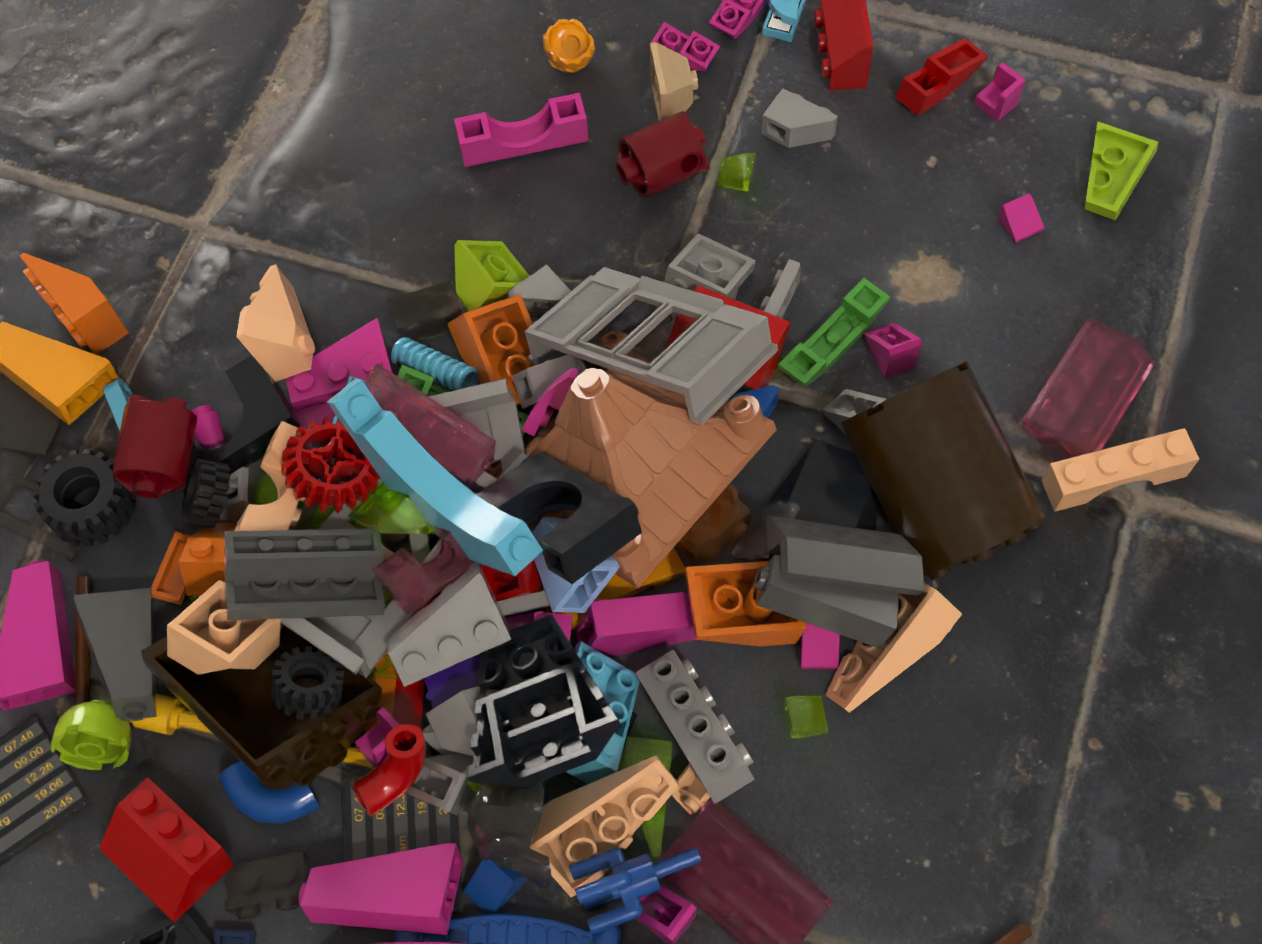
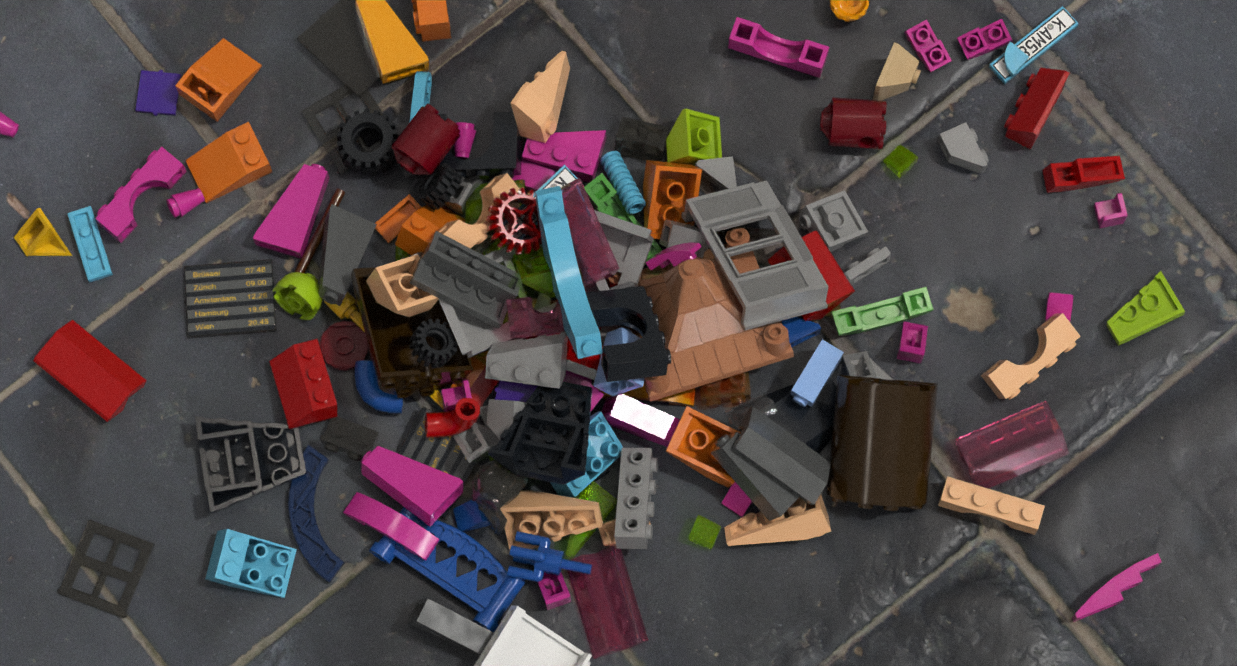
camera: 30 degrees right, 10 degrees up
(192, 766) = (344, 345): none -> dark red tile
(813, 438) = (816, 374): none -> light blue slope
(1044, 250) = (1054, 338): none -> light nougat arch

